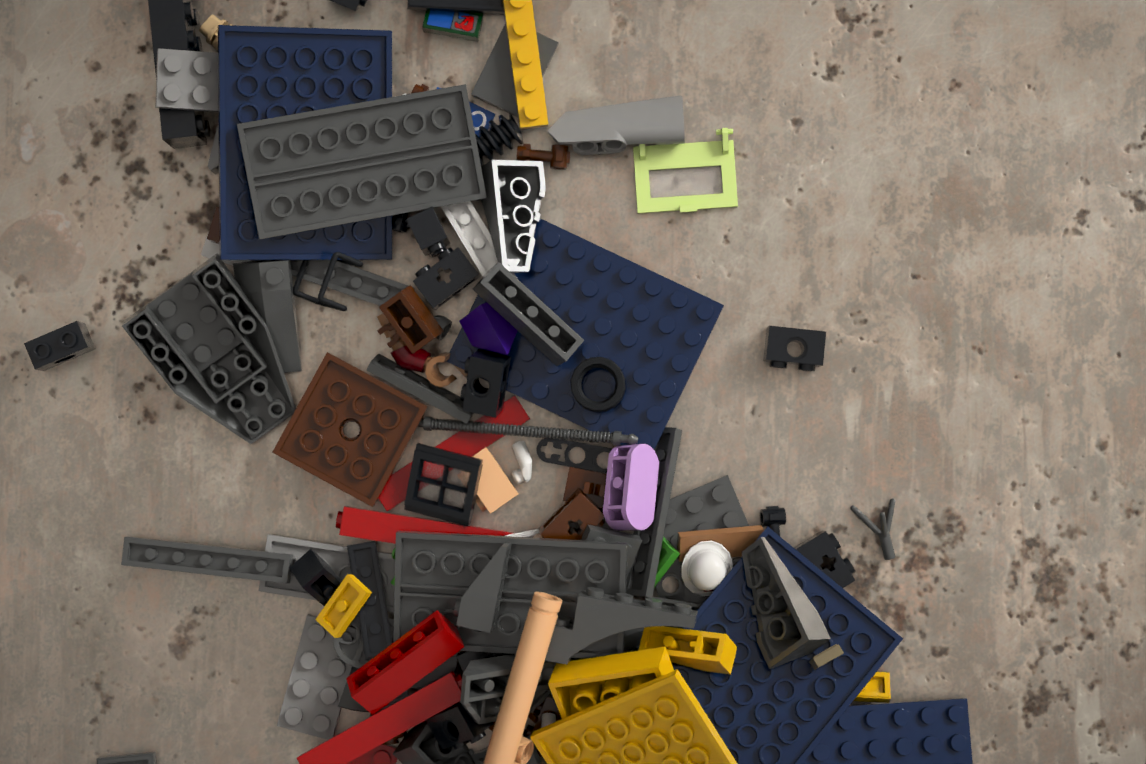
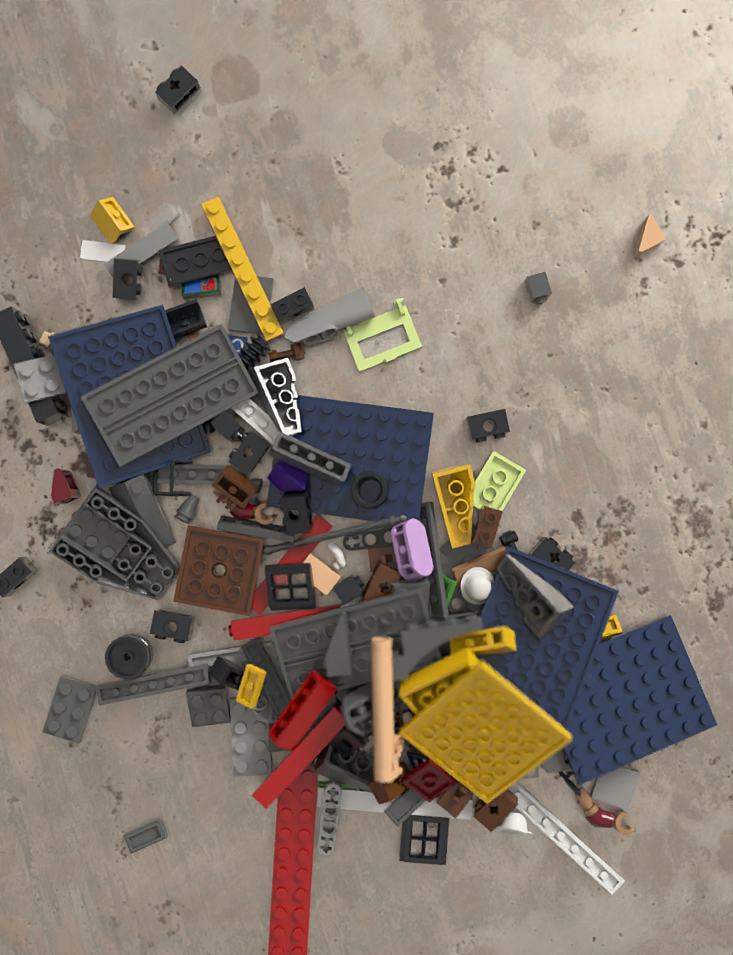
camera: 15 degrees left, 0 degrees up
(78, 557) = (70, 709): none -> dark grey plate
(168, 512) = (120, 664): none -> black wheel
(170, 243) = (64, 487): none -> dark red tile
(274, 615) = (208, 706): none -> dark grey plate
(276, 490) = (160, 625): none -> black brick
(332, 330) = (187, 509): none -> dark grey cone
(417, 60) = (186, 318): none -> black bracket
(525, 513) = (349, 588): none -> black brick
(573, 90) = (292, 306): none -> black brick
(717, 431) = (455, 495): none -> yellow wedge
(746, 489) = (486, 527): none -> reddish brown brick
(777, 435) = (496, 482): none -> yellowish green plate
(826, 656) = (573, 619): dark tan tile -> none
(884, 533) = (583, 527): dark grey plant -> none
(929, 175) = (538, 287): none -> dark grey brick
(1111, 153) = (649, 237): none -> light nougat slope

